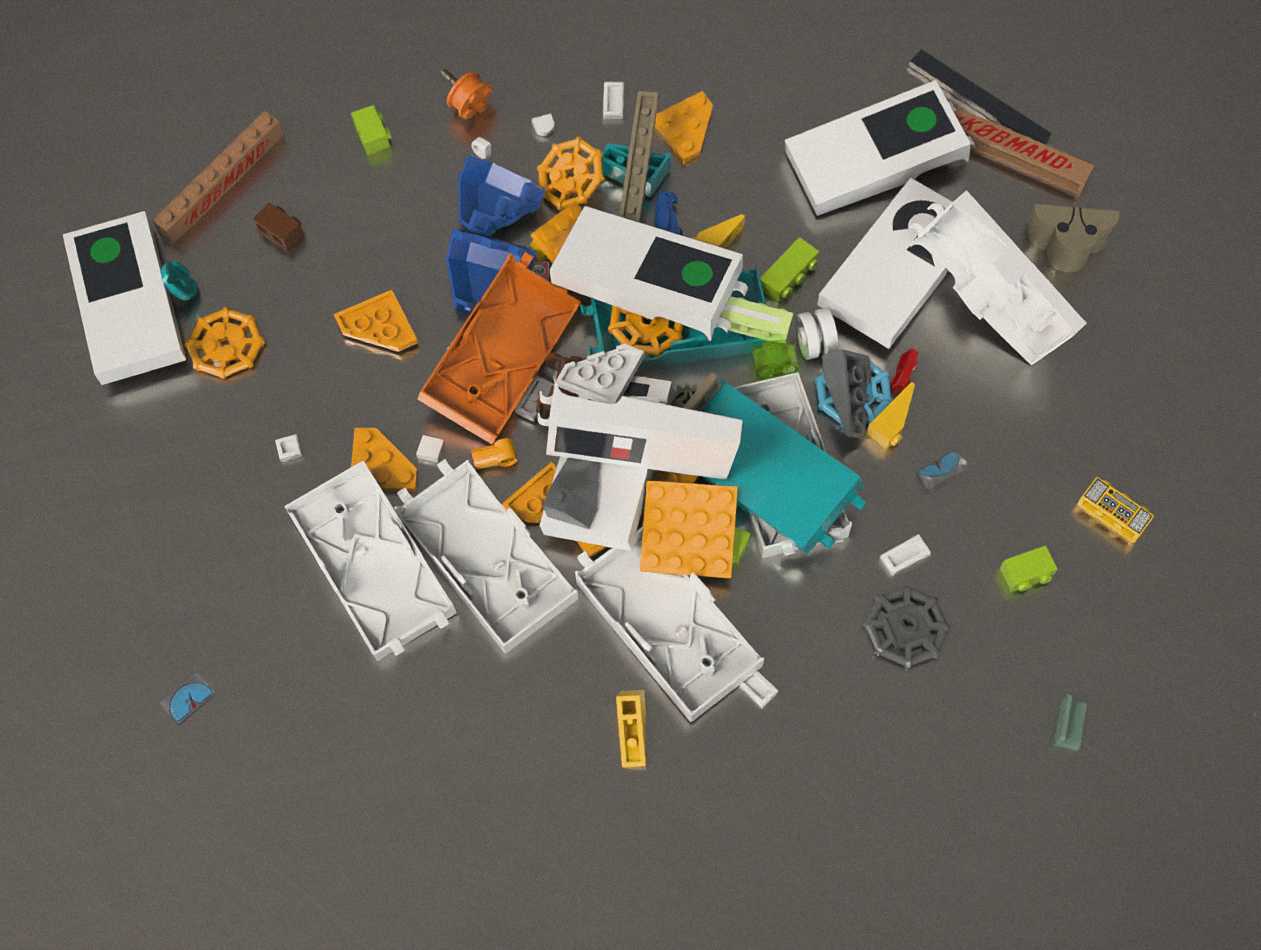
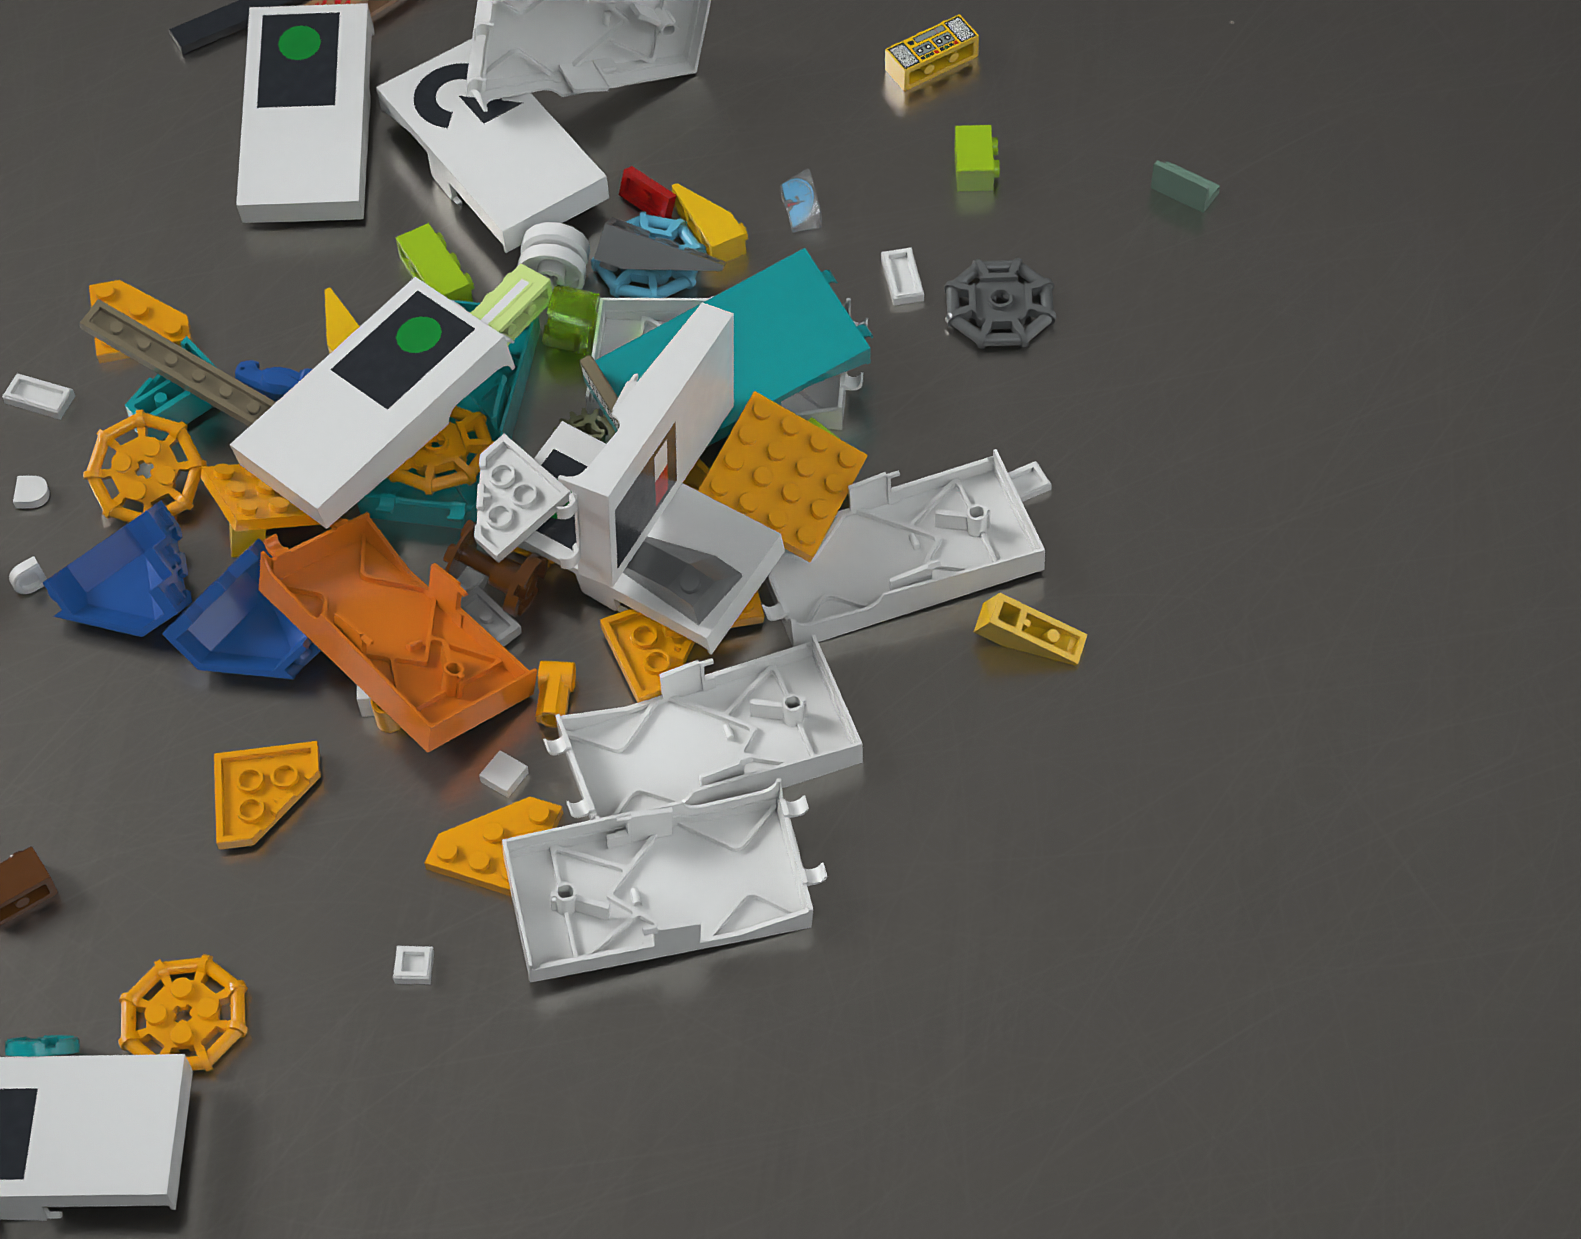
camera: 70 degrees left, 10 degrees down
(187, 698) = (775, 1196): slope -> none

